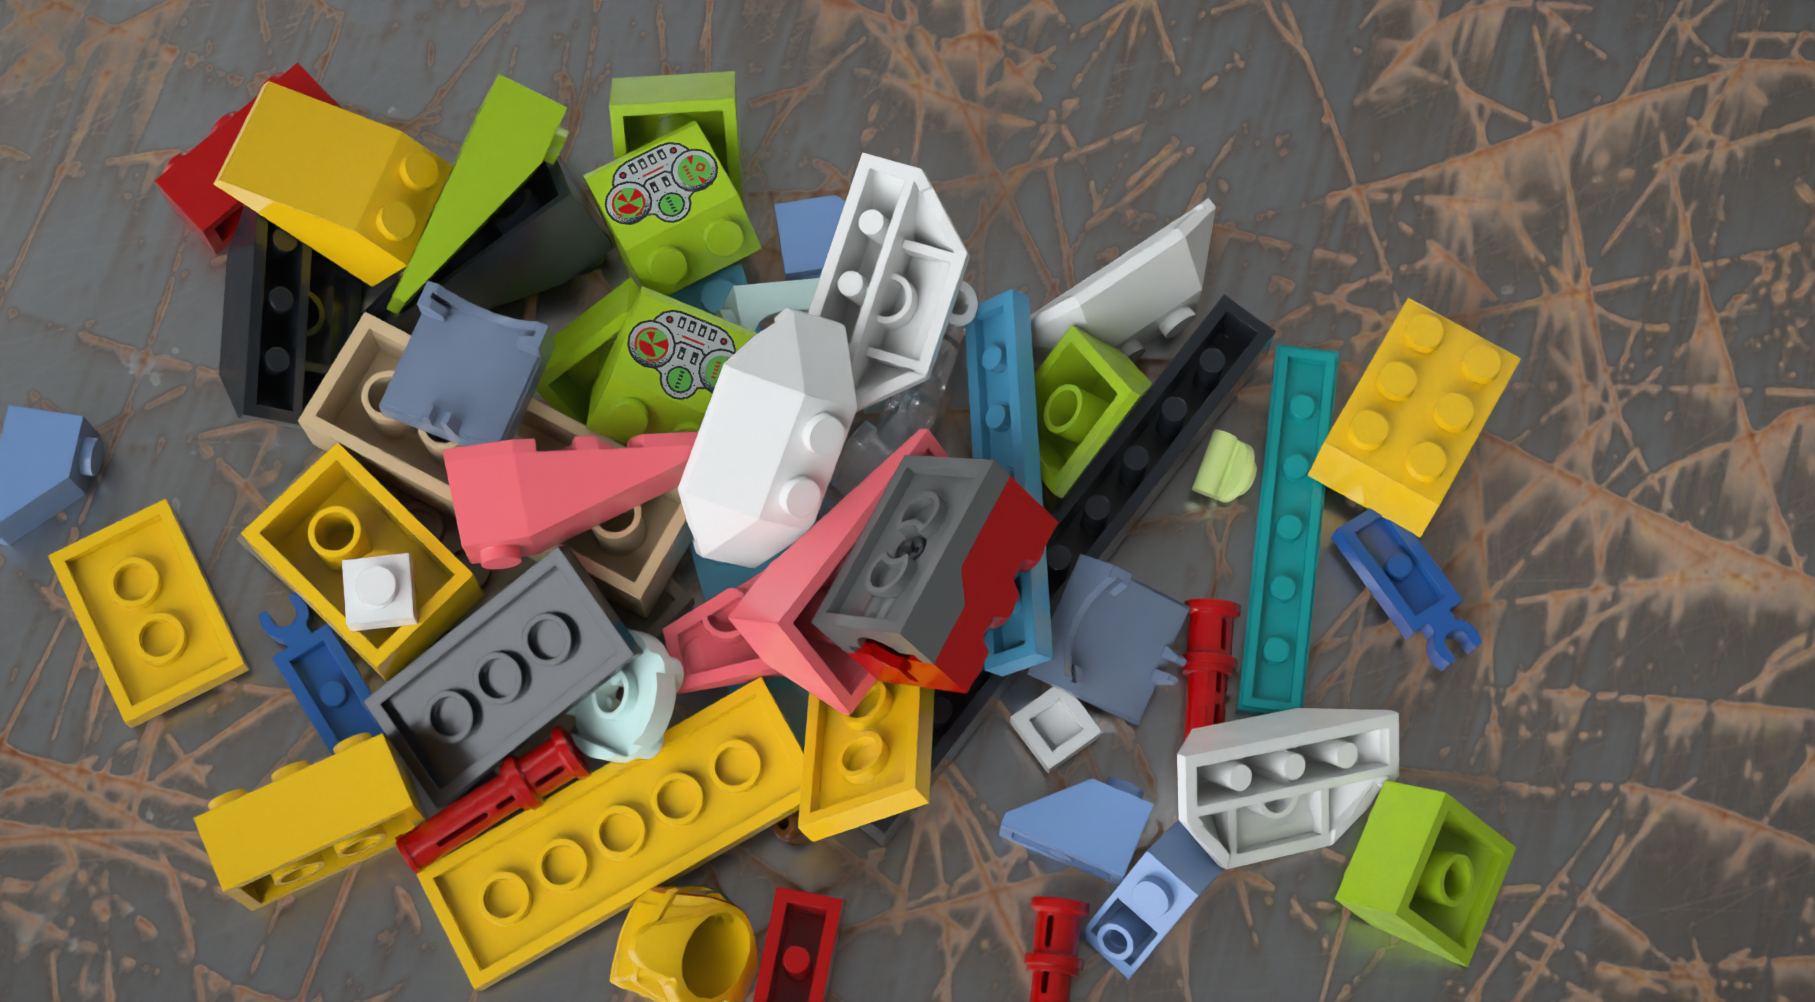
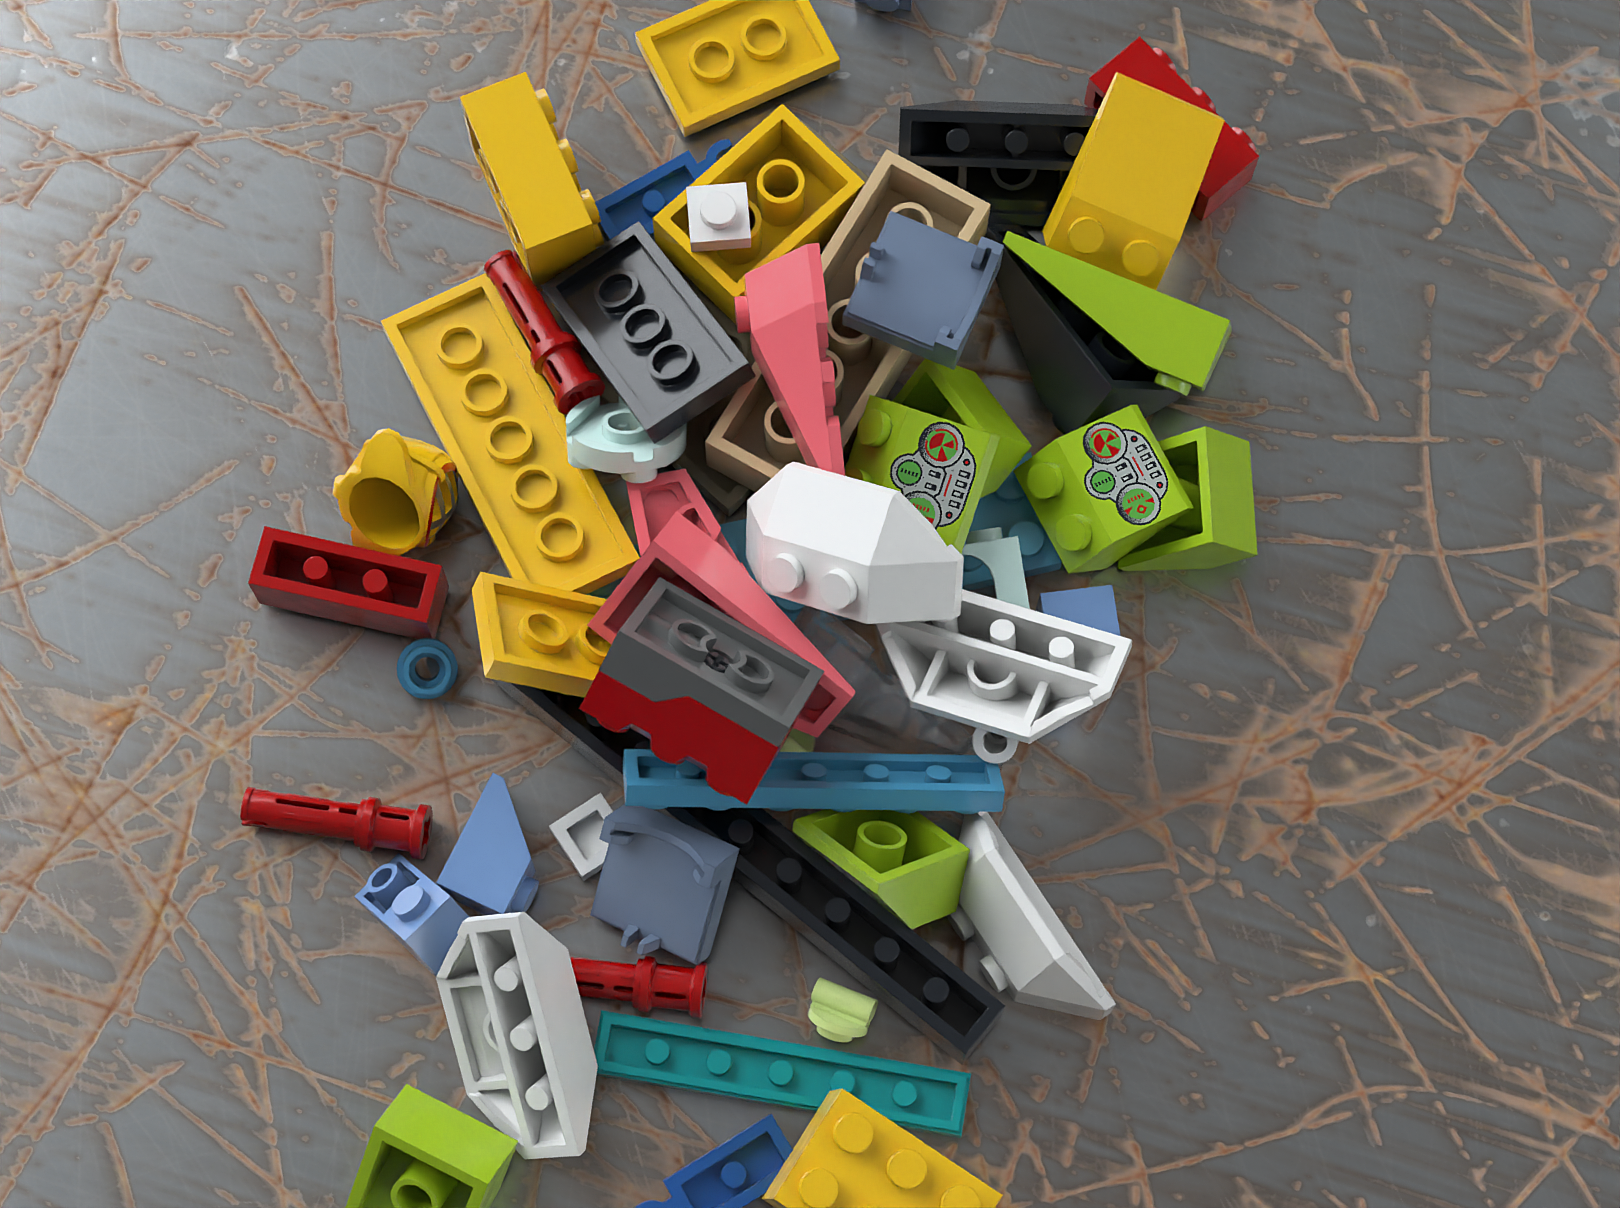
camera: 90 degrees right, 0 degrees up
(889, 901) = (427, 687): none -> dark azure plate

